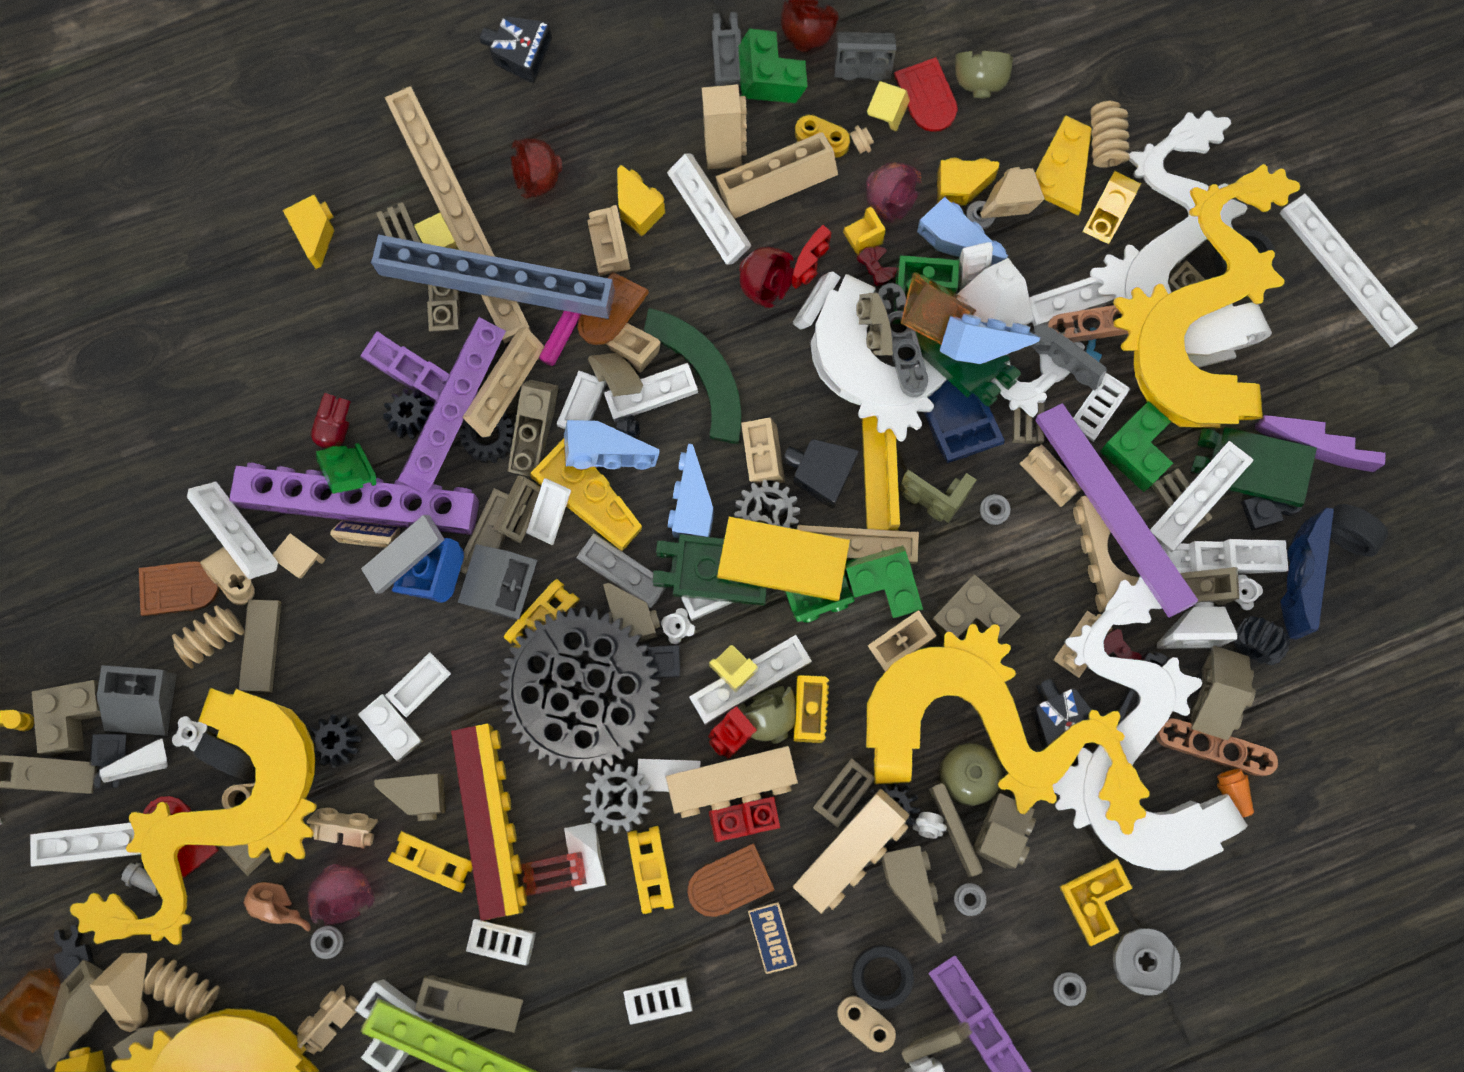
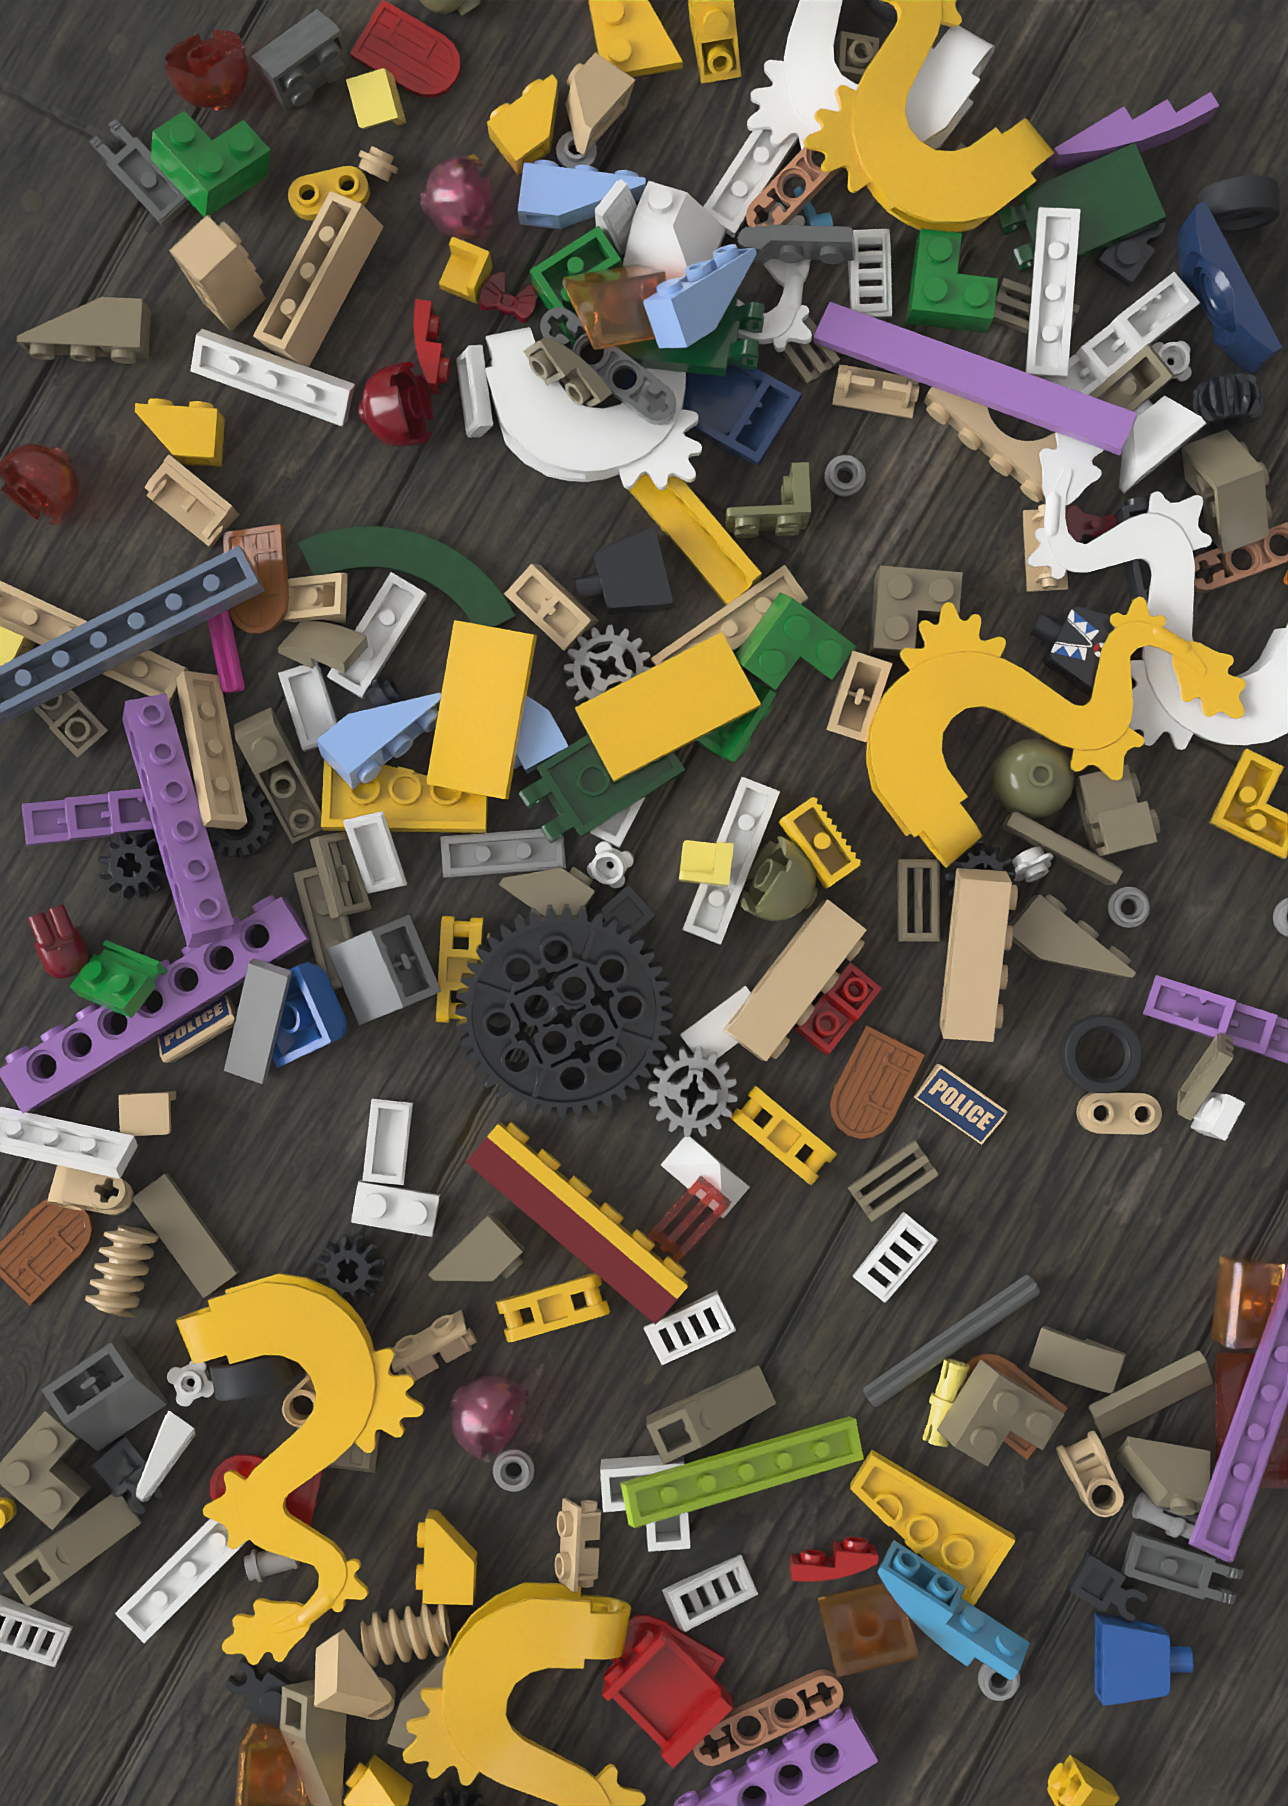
camera: 40 degrees left, 10 degrees up
(242, 966) = (448, 1564): none -> yellow slope
(268, 904) = (421, 1482): nougat piece -> none
(635, 112) = (99, 328): none -> dark tan slope
(674, 476) = (481, 709): none -> yellow tile
(695, 952) = (900, 1195): none -> dark tan tile
(731, 733) = (758, 933): red slope -> none

